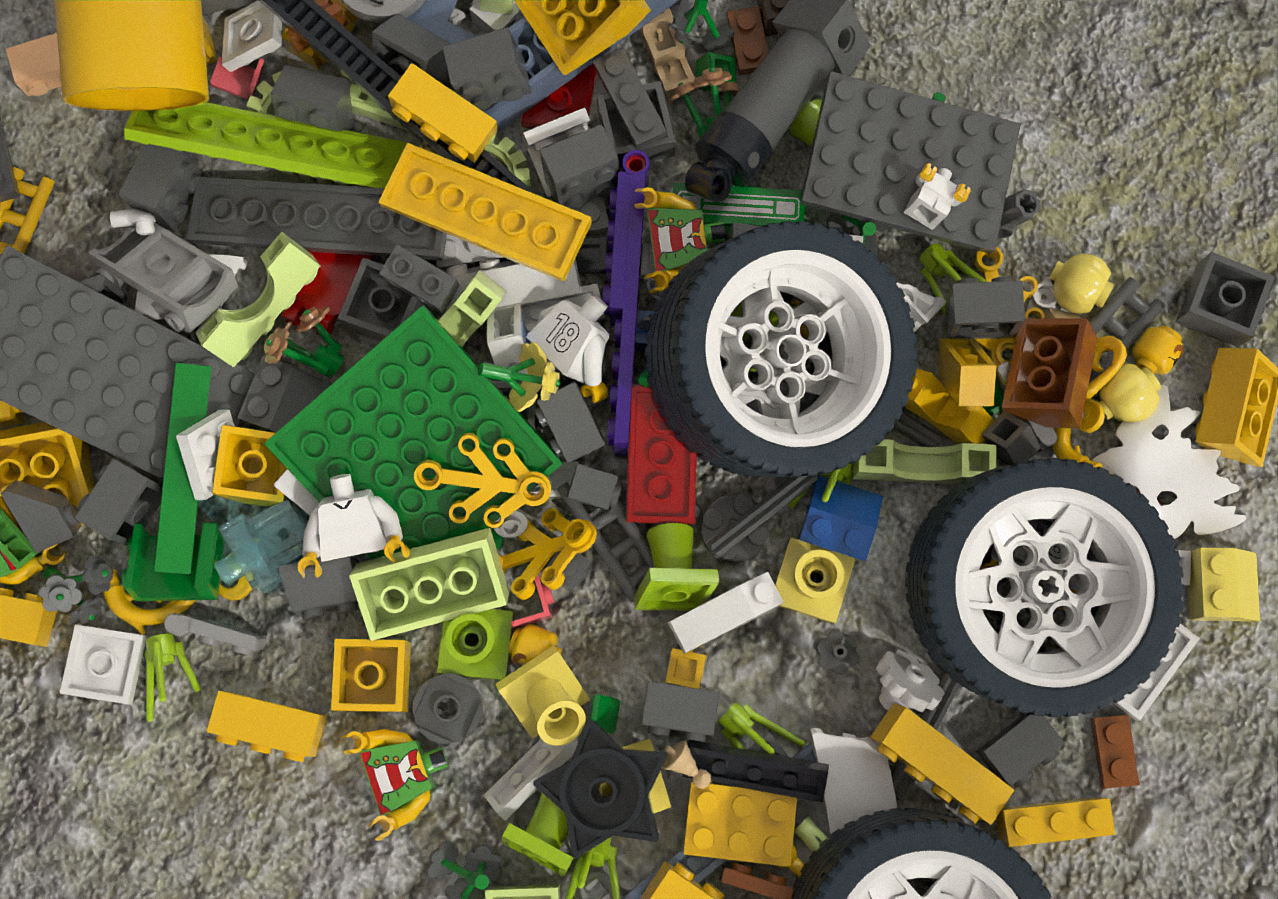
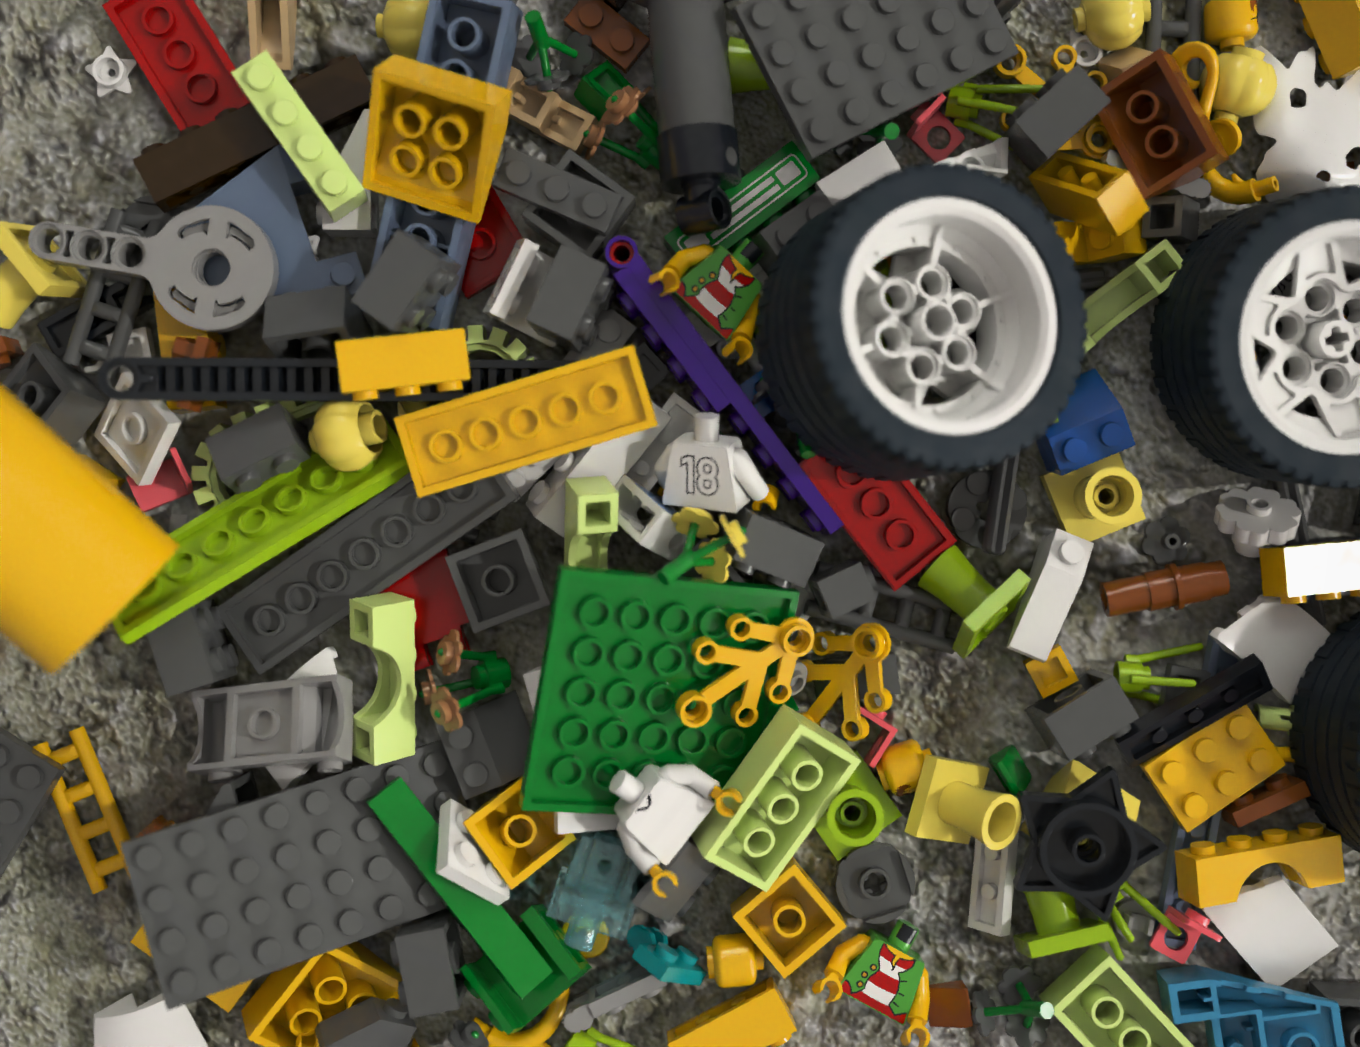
camera: 40 degrees left, 10 degrees up
(134, 217) = (196, 701): white arm -> none
(264, 627) = (662, 961): none -> teal hinge
(310, 676) = (733, 960): none -> yellow head
(373, 129) = (344, 434): none -> light yellow plant
(419, 279) = (522, 536): dark grey brick -> none
(423, 836) = (949, 1005): none -> dark orange slope
(681, 761) = (1128, 760): tan piece -> none
(809, 678) = (1165, 588): none -> dark orange piece
(906, 250) = (929, 117): none -> coral bracket
(935, 196) = (934, 50): white piece -> none

